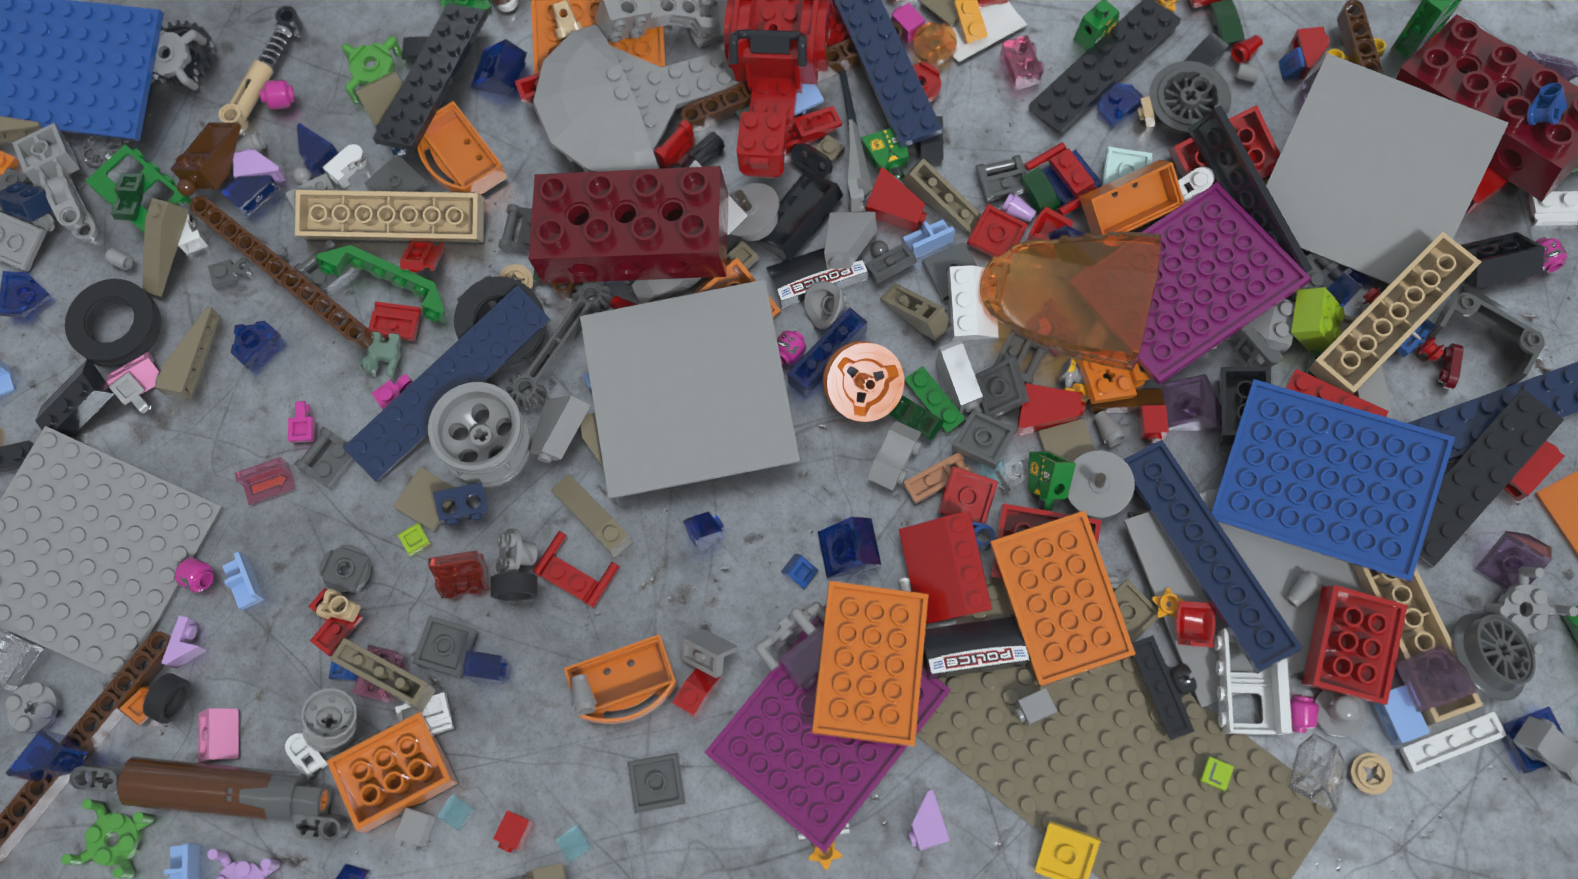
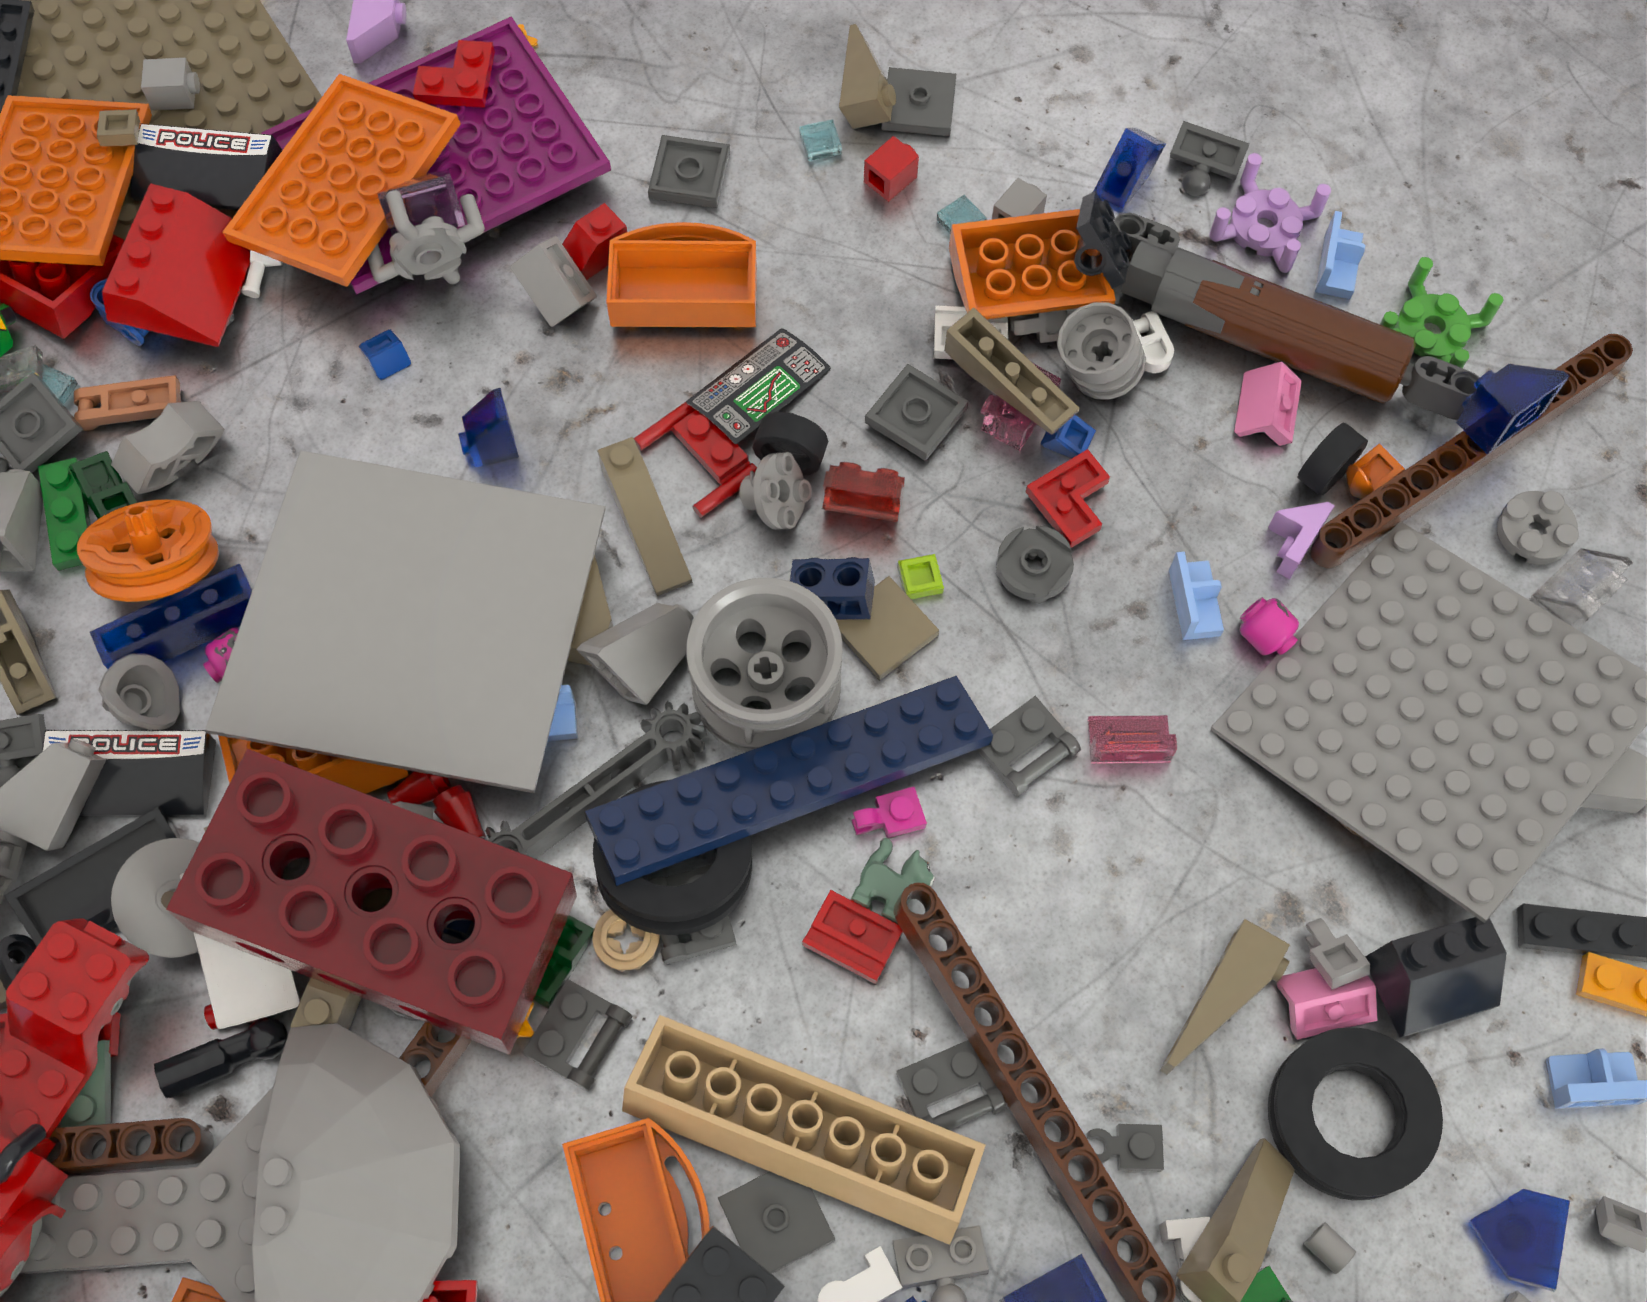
camera: 165 degrees left, 5 degrees down
(254, 342) = (1107, 985): clear blue plate -> none
(301, 427) = (1055, 805): dark pink plate -> none
(336, 261) = (920, 1067): green slope -> none
(337, 606) = (1061, 500): tan plate -> none
(339, 792) = (1100, 233): none -> black plate
(421, 256) = (771, 1023): red plate -> none
(485, 668) = (866, 355): clear blue slope -> none
(552, 631) = (759, 384): none -> sticker
(582, 696) = (739, 249): light grey cone -> none
(676, 145) = (231, 1089): red plate -> none
(829, 776) = (464, 83): none -> red plate
(849, 547) = (299, 350): clear blue slope -> none
(968, 492) = (100, 358): red plate -> none
(1038, 646) = (118, 127): none -> dark tan plate

